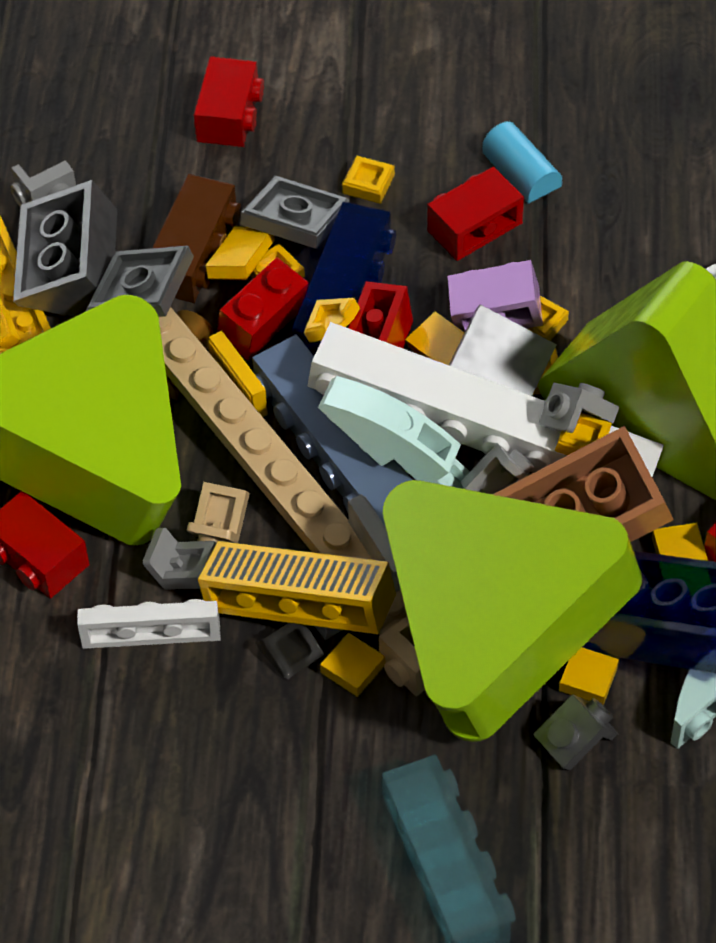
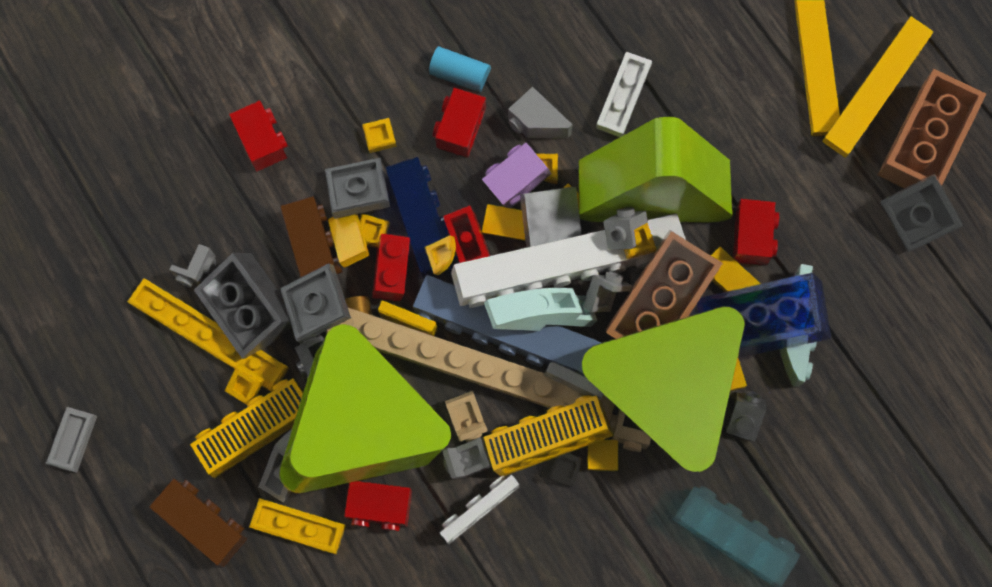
camera: 35 degrees left, 20 degrees up
(573, 258) = (538, 118): none -> light grey slope

